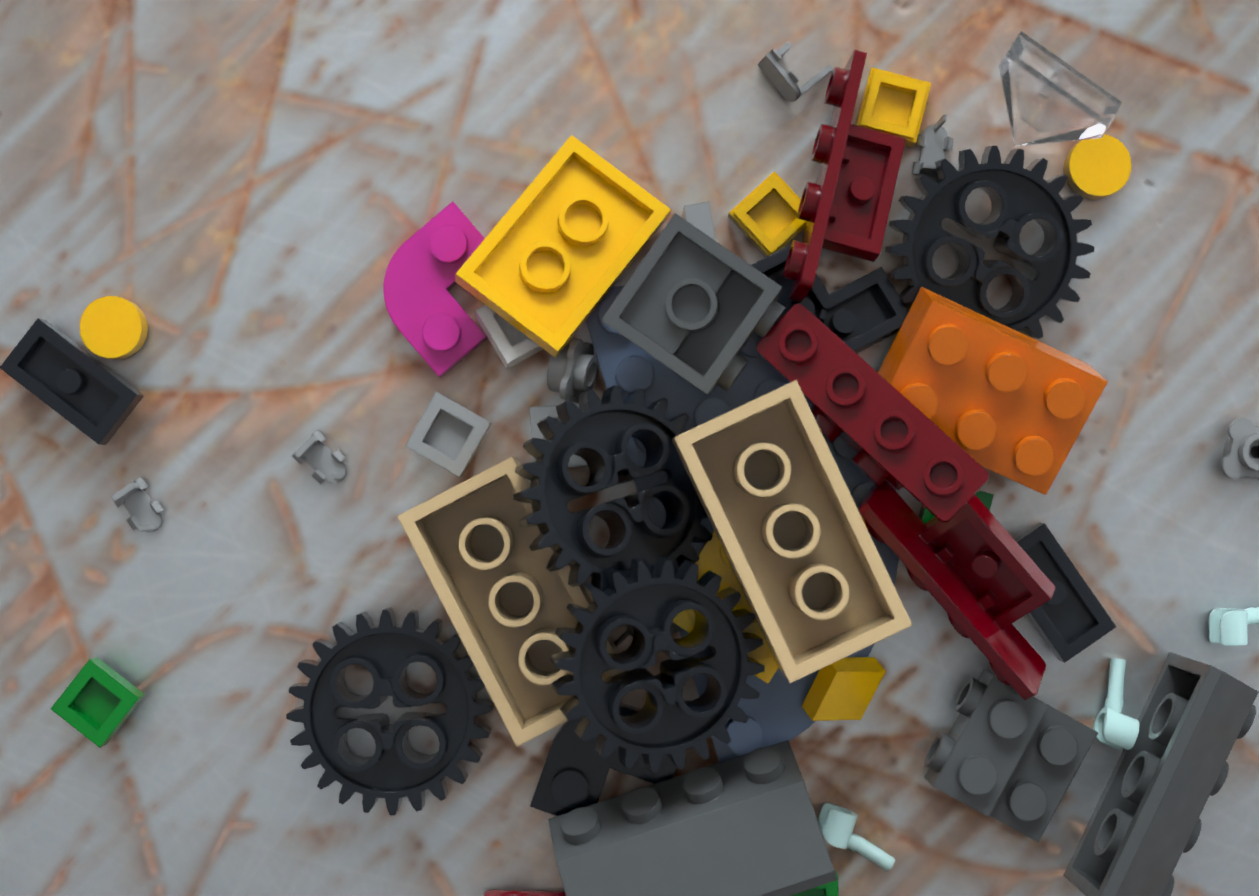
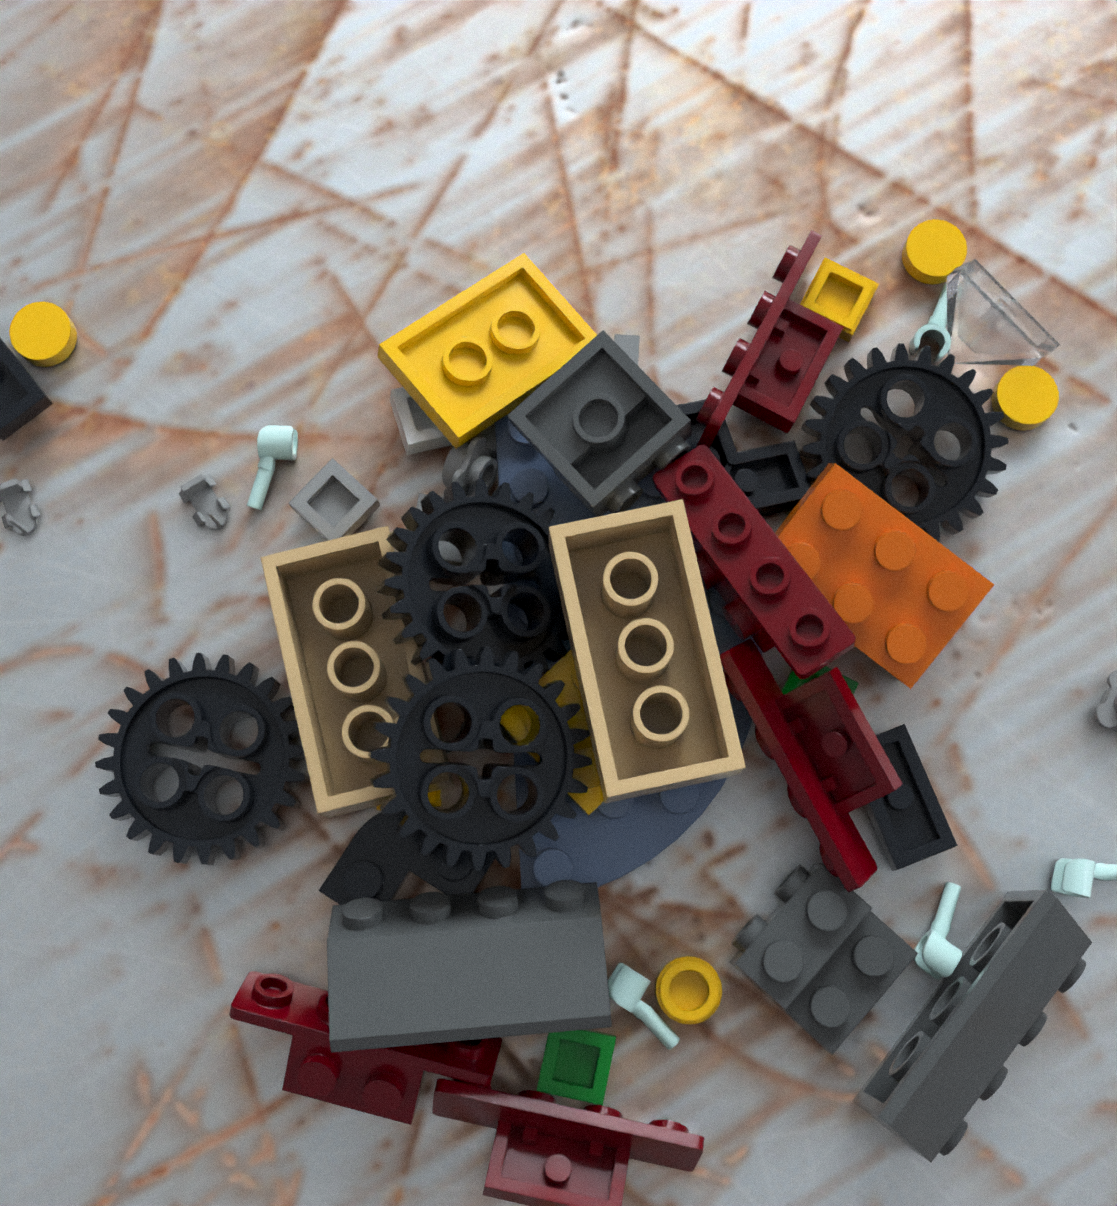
camera: 15 degrees right, 10 degrees down
(373, 387) = (273, 444): none -> light aqua hand
(419, 286) = (343, 367): dark pink plate -> none
(769, 215) = (694, 369): yellow tile -> none
(785, 81) = (737, 250): light grey piece -> none
(843, 689) = (665, 842): yellow tile -> none
(892, 813) = (688, 990): none -> yellow tile
(933, 148) = (867, 339): light grey piece -> none
(979, 34) = (933, 251): none -> yellow tile
(995, 114) = (935, 328): none -> light aqua hand

